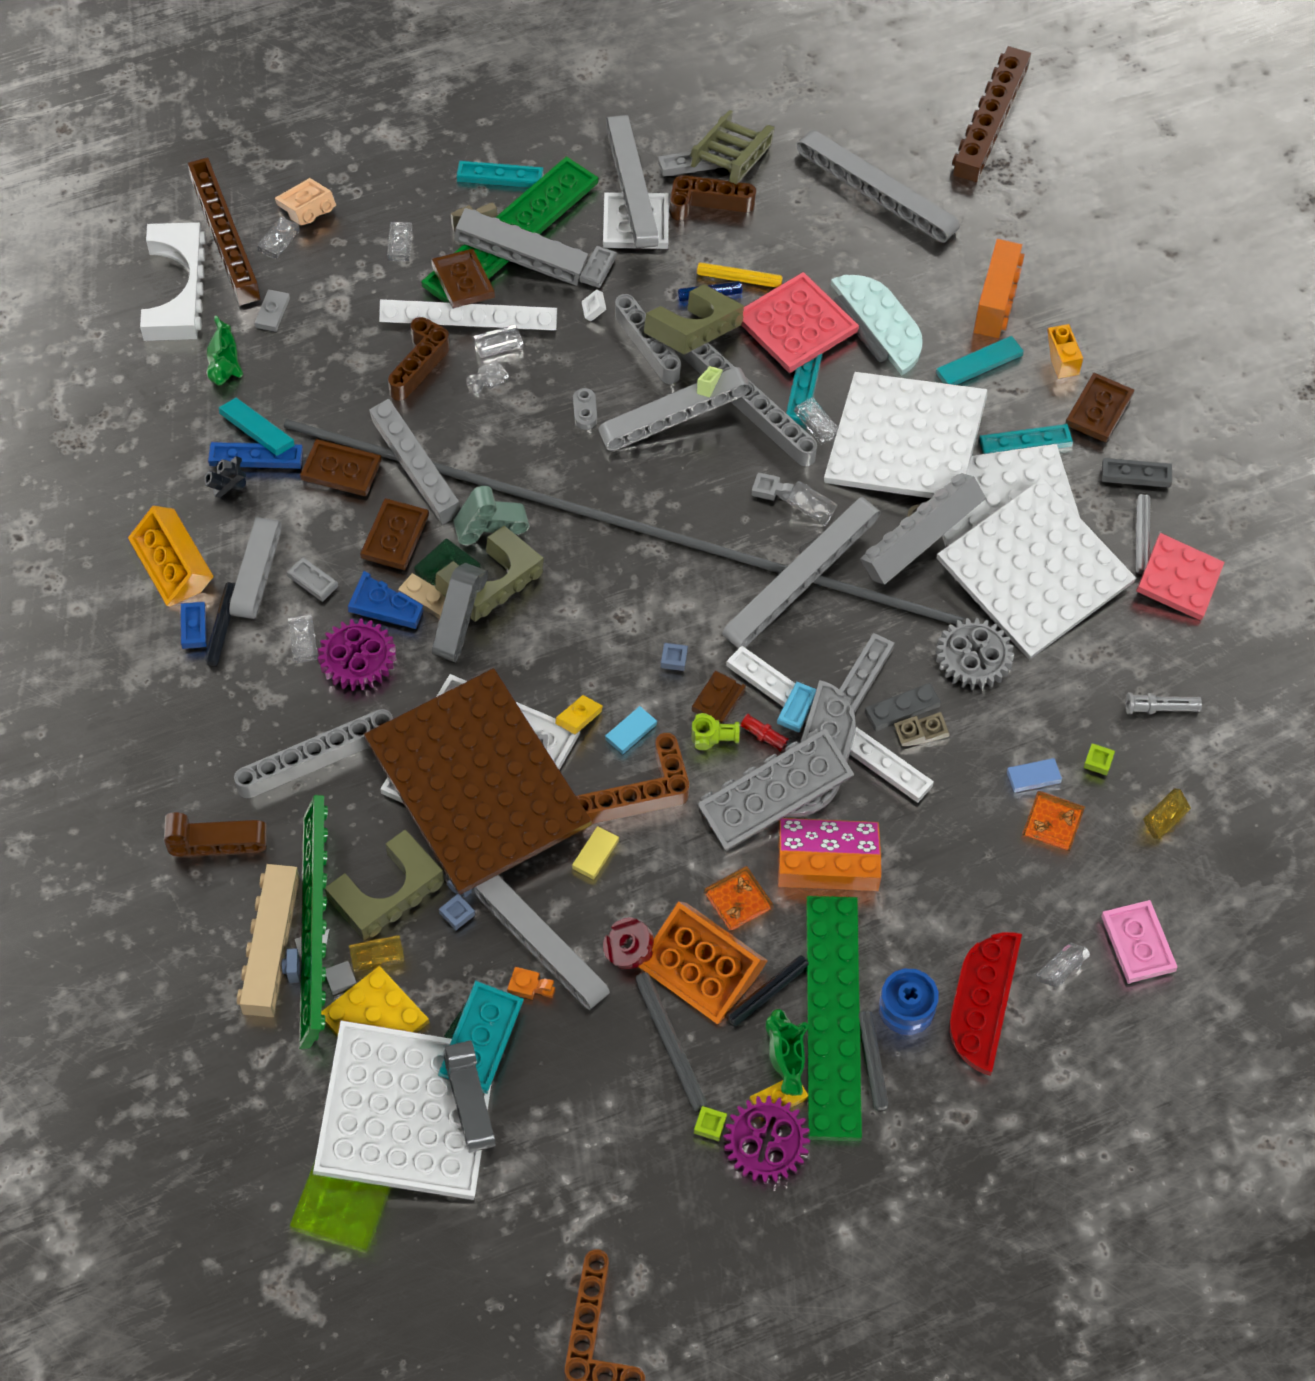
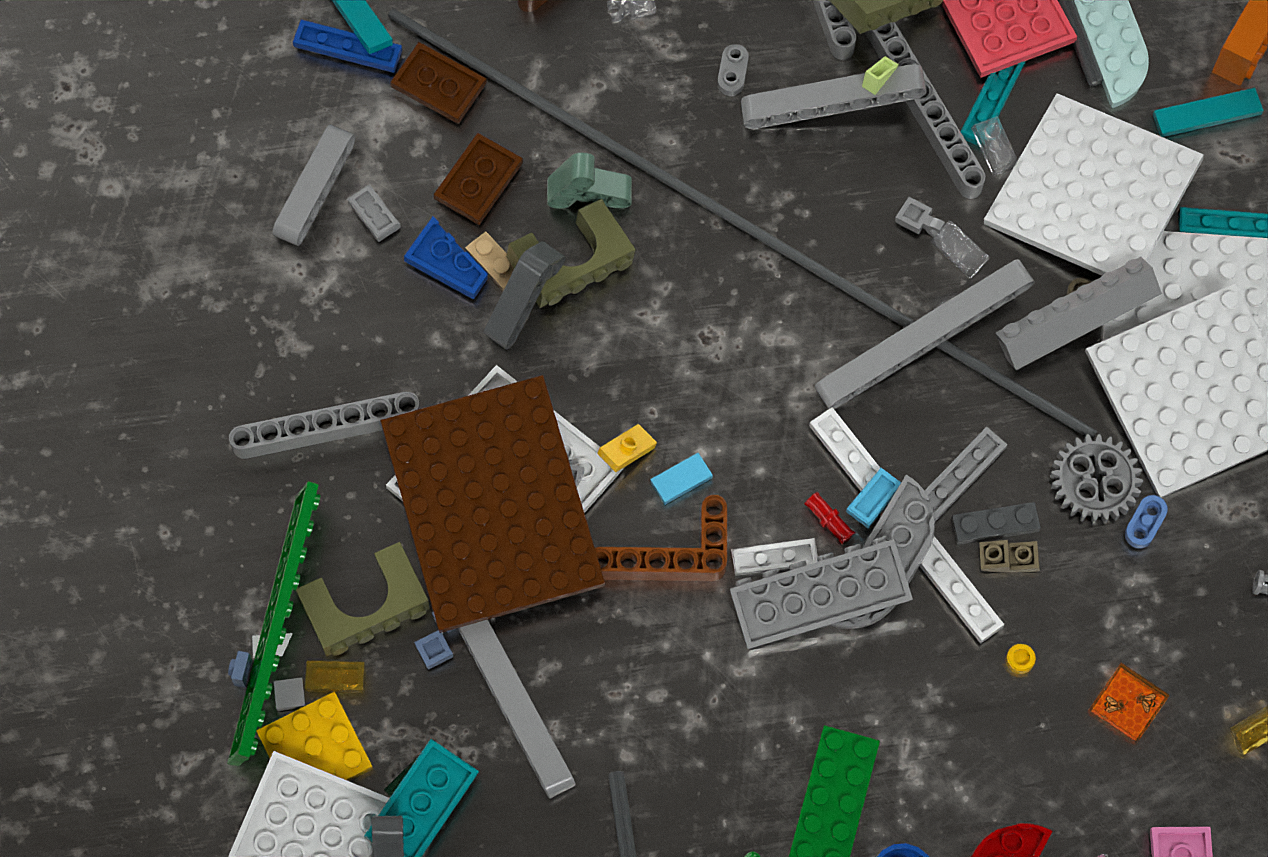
camera: 15 degrees right, 10 degrees up
(170, 555) = (224, 148): light orange slope -> none
(193, 625) = (230, 238): blue plate -> none
(213, 837) = (190, 498): reddish brown beam -> none
(220, 626) = (259, 247): black axle -> none
(227, 477) = (307, 67): black hips -> none
(269, 940) = (223, 633): tan brick -> none
(303, 638) = (346, 282): clear plate -> none
(357, 654) = (384, 300): magenta gear -> none
(415, 461) = (521, 96): light grey brick -> none
(439, 558) = (524, 220): clear green plate -> none
(527, 983) = (489, 750): orange plate -> none
(595, 853) = (603, 616): light yellow tile -> none
(638, 952) = (625, 737): plate -> none
(674, 656) = (752, 401): sand blue plate -> none
(702, 962) = (686, 774): orange slope -> none
(714, 732) = (775, 504): lime connector -> none
(714, 777) = (764, 558): none -> white tile
(718, 697) = (789, 463): reddish brown plate -> none
(738, 898) = (747, 708): clear orange tile -> none
(767, 990) = (750, 825): black axle -> none
(829, 854) = (863, 680): slope -> none
(954, 807) = (1020, 658): none -> yellow tile
(1025, 679) = (1146, 523): none -> medium blue plate
(1034, 775) = (1122, 642): medium blue tile -> none
(1099, 759) = (1202, 641): lime plate -> none

